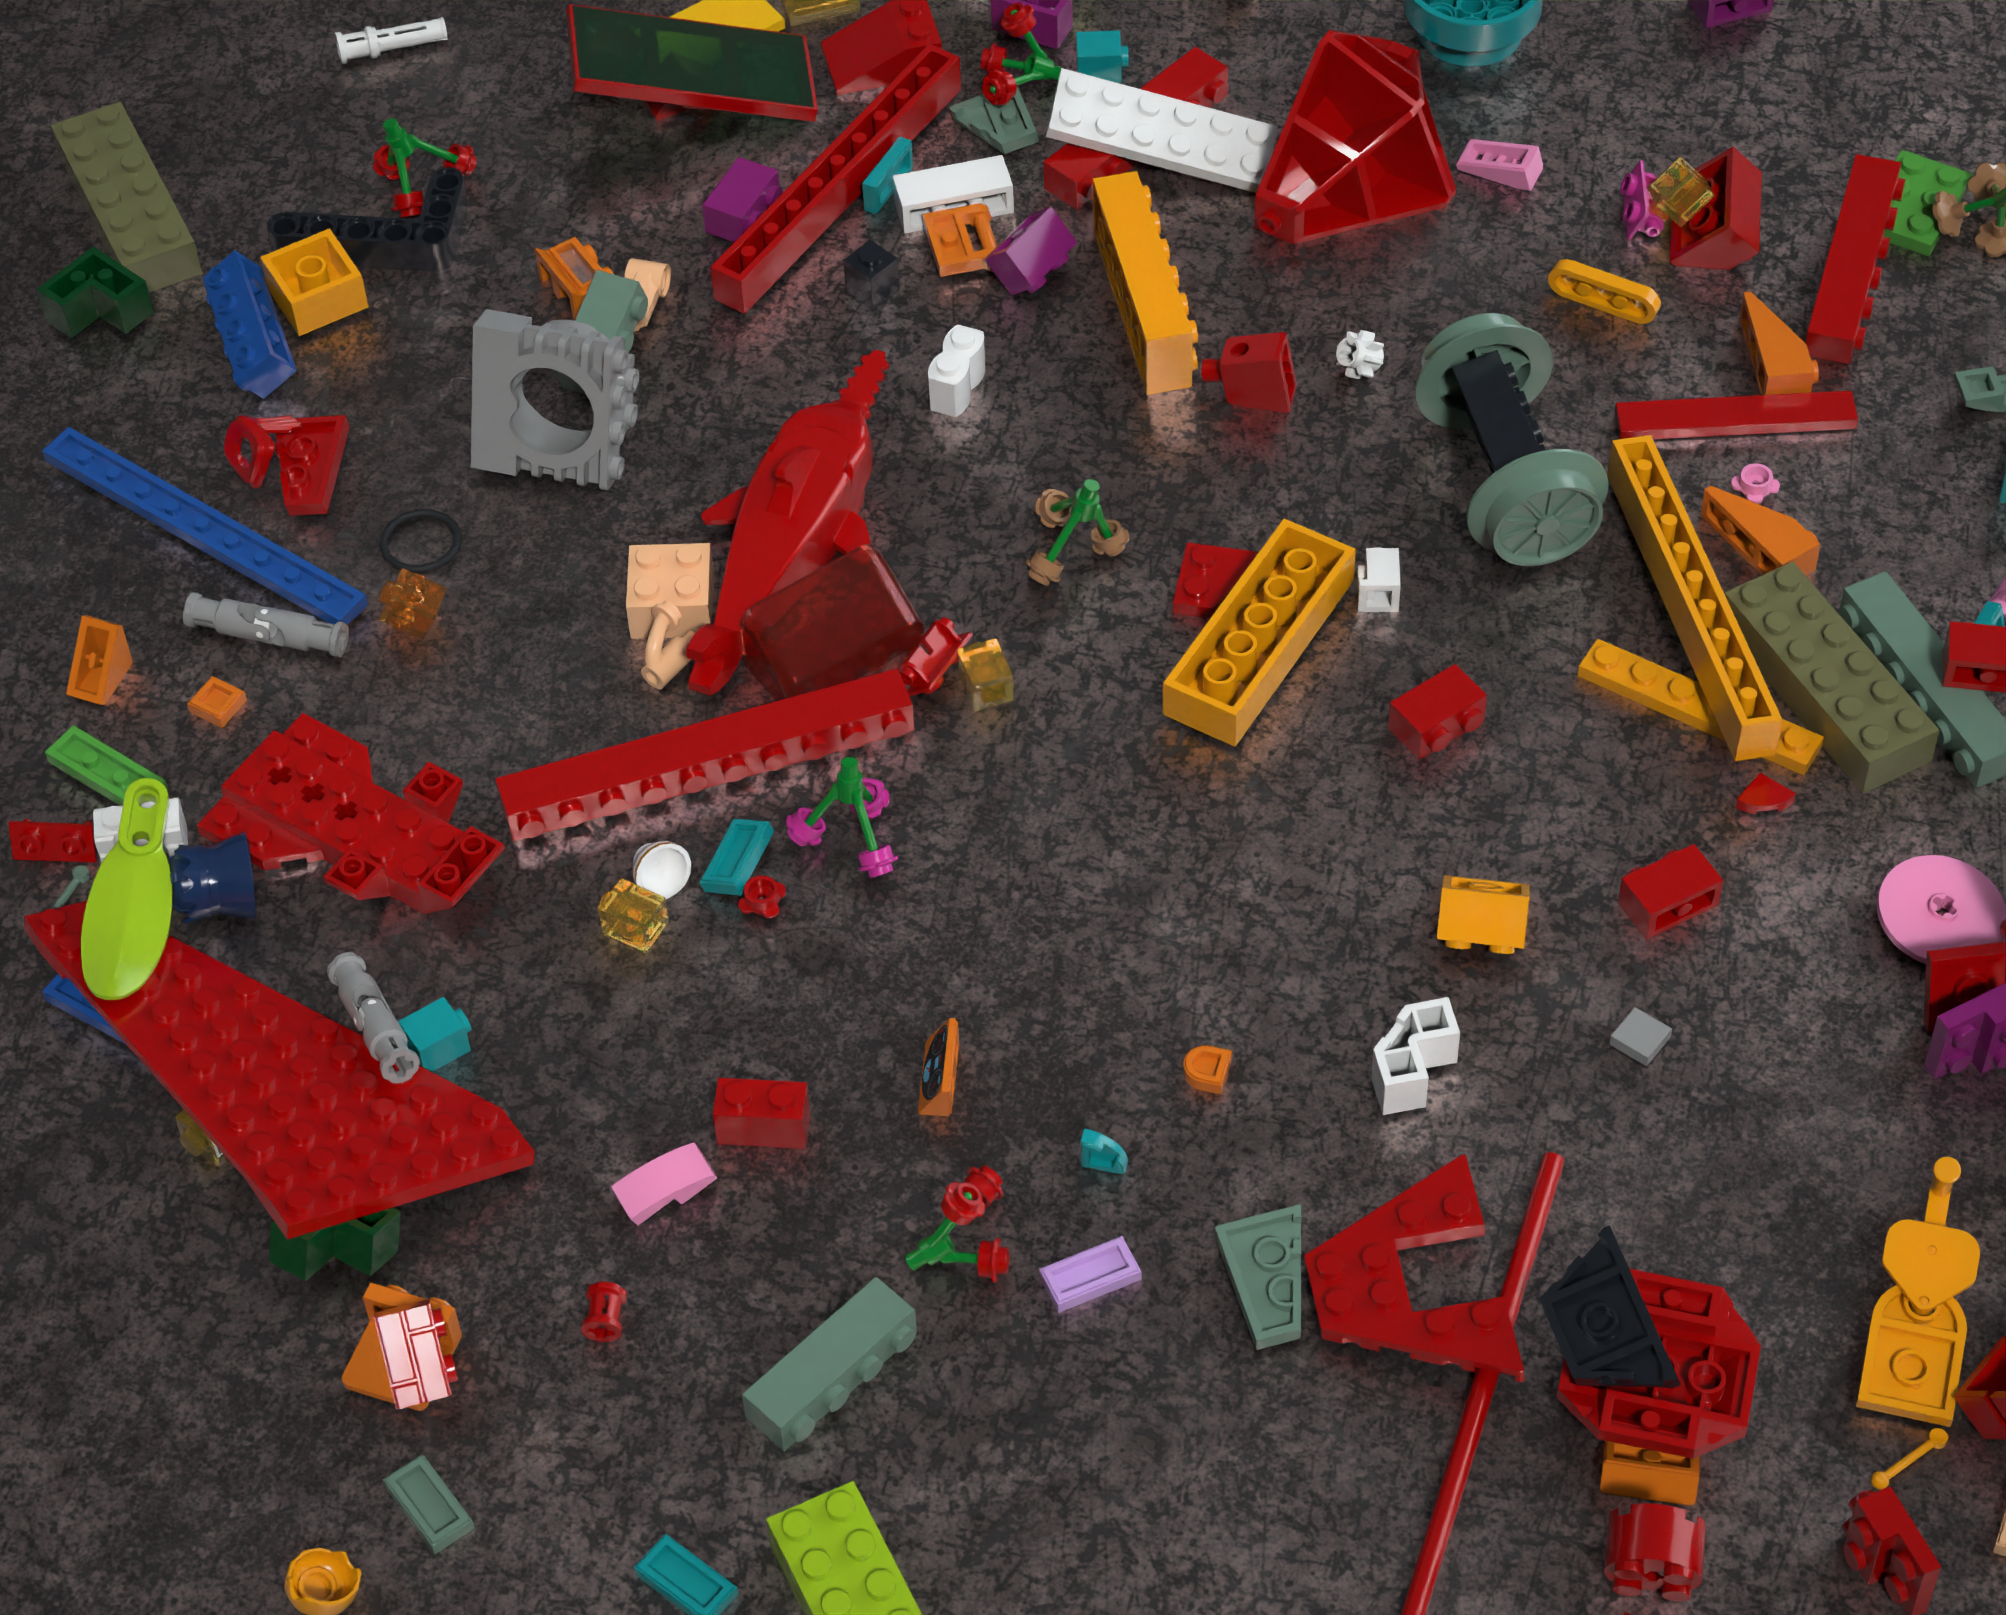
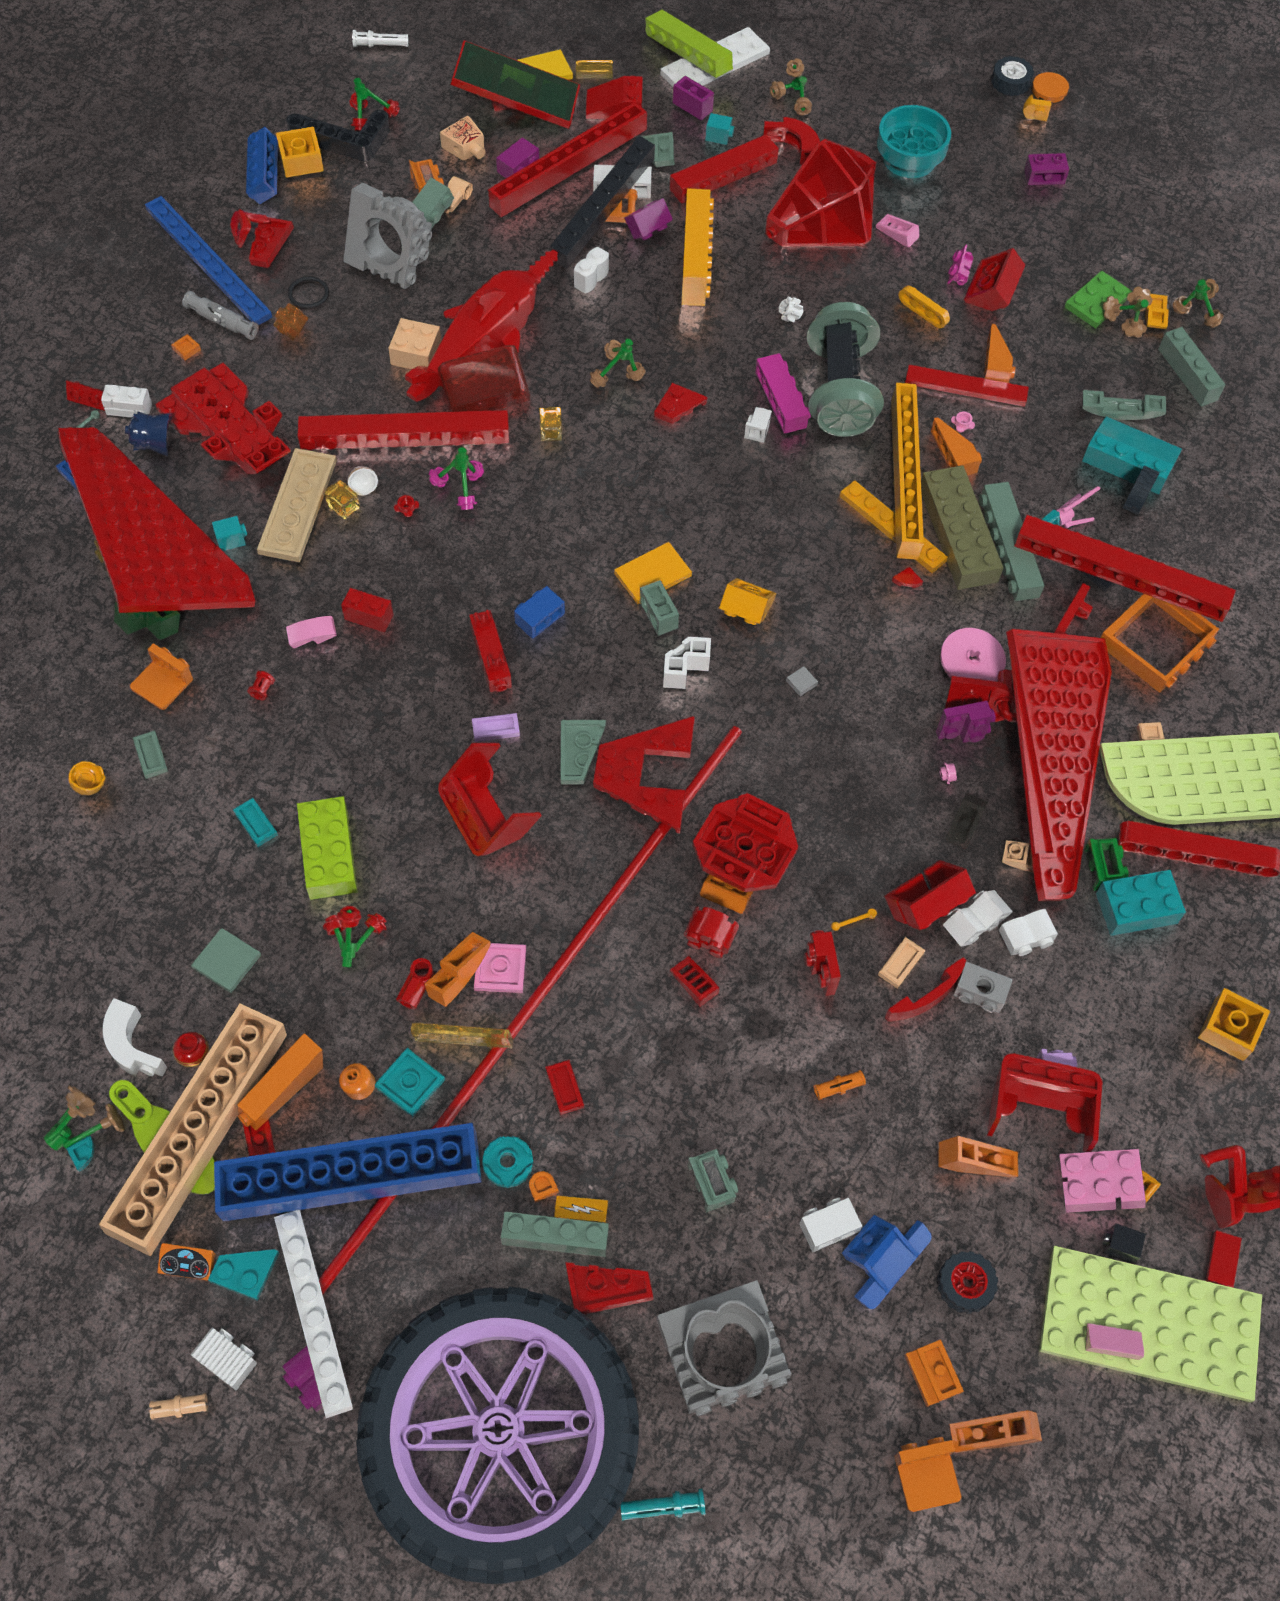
camera: 10 degrees right, 10 degrees up
(94, 289) = (193, 131): dark green brick -> none
(96, 764) = (121, 366): bright green plate -> none
(98, 660) = (136, 313): orange slope -> none
(126, 196) = (226, 90): olive brick -> none
(129, 899) = (106, 431): lime plant -> none
(372, 1014) = (201, 517): light grey piece -> none
(414, 1354) = (161, 682): brick -> none
(548, 949) = (297, 505): none -> tan plate
(622, 187) = (463, 139): none -> light nougat torso
(665, 662) = (397, 379): light nougat plant -> none
(736, 856) = (401, 483): teal tile -> none
(830, 1364) = (357, 738): sand green brick -> none
(871, 275) = (565, 210): black brick -> none
(879, 183) = (586, 168): teal tile -> none
(925, 670) = (522, 414): red hinge -> none
(937, 238) = (603, 201): none -> black brick
(939, 1070) = (460, 611): orange slope -> none
(961, 1206) = (438, 679): red plant -> none
(1000, 85) = (662, 130): red plant -> none
(1029, 1131) = (490, 651): none -> red brick
(1095, 1032) = (539, 612): none -> blue brick
(1102, 1153) = (521, 670): teal tile -> none
(1109, 1441) = (474, 808): none -> red windscreen
(1160, 130) = (731, 171): white plate -> none
(1207, 1068) = (587, 642): orange tile -> none
(1252, 35) = (794, 133): none -> red arch
(1255, 372) = (735, 305): red torso -> none
(1258, 632) = (689, 435): light orange brick -> none
(1282, 905) = (658, 564): none -> light orange tile
(1324, 966) = (659, 607): none -> sand green brick
(1403, 511) = (782, 393): none -> dark pink brick
(1437, 711) = (762, 496): red brick -> none
(1606, 1323) = (724, 815): black wing -> none
(1670, 891) = (842, 613): red brick -> none
(1679, 192) = (979, 265): clear yellow brick -> none
(1853, 259) = (1054, 319): red brick -> none
(1911, 1355) = (876, 869): light orange plate -> none
(1979, 1136) = (948, 772): none -> bright pink plate

